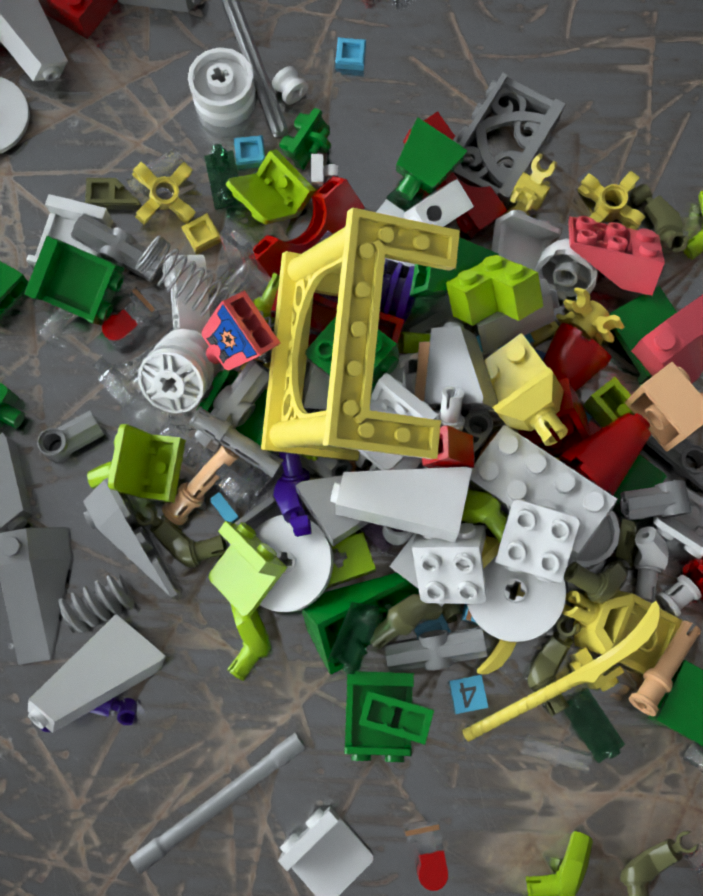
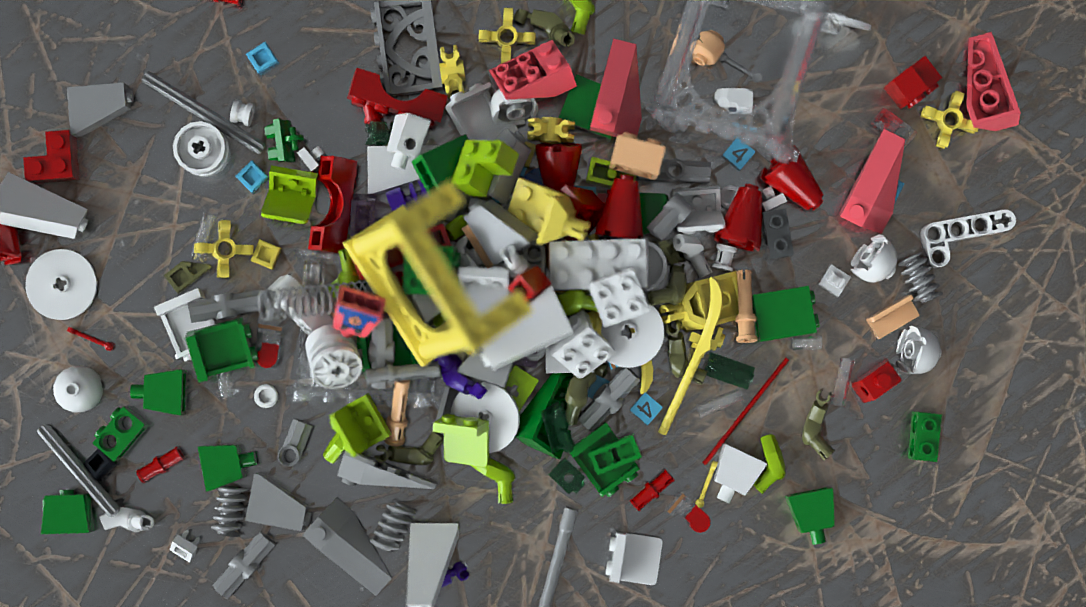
camera: 40 degrees left, 10 degrees up
(82, 369) = (266, 396): none -> white tile
(220, 168) = (248, 207): clear green hinge -> none
(224, 508) = (423, 414): medium azure tile -> none
(331, 688) = (563, 468): none -> clear green brick
(405, 792) = (652, 490): none -> red pin
(427, 160) = (376, 108): green torso -> none
(449, 849) = (700, 502): none -> light yellow hinge
(517, 849) = (736, 472): none -> white torso
(578, 786) = (746, 410): none -> red axle

